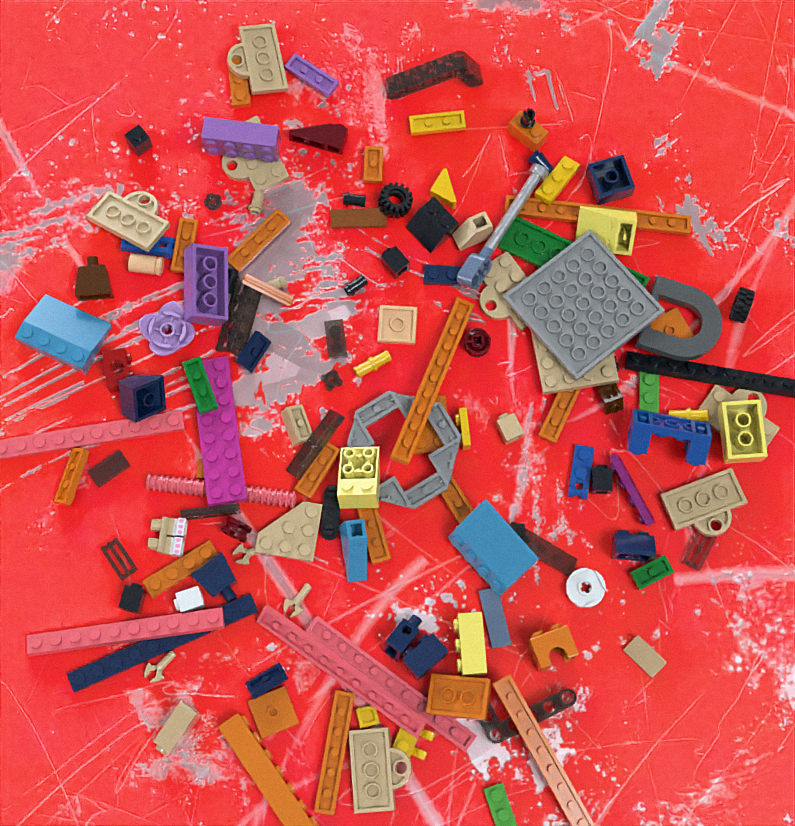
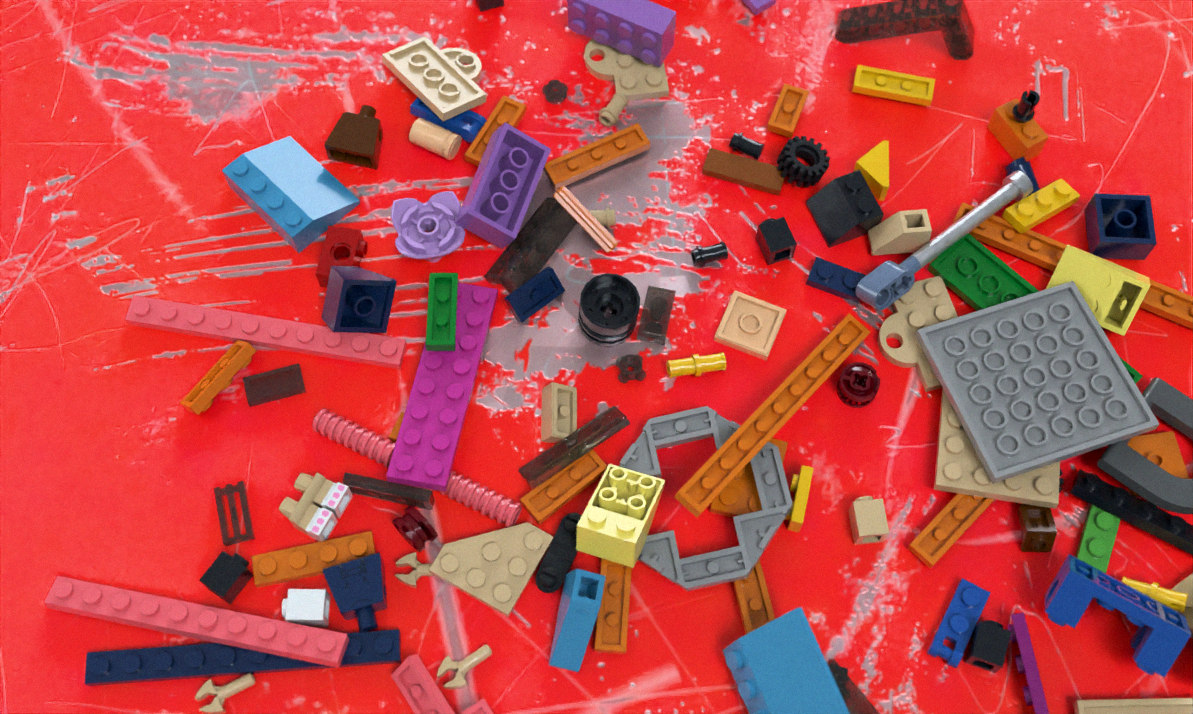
camera: 20 degrees right, 10 degrees down
(232, 277) = (543, 190): black pin -> none
(308, 337) = (608, 295): none -> black wheel
(324, 137) = (732, 56): dark red slope -> none

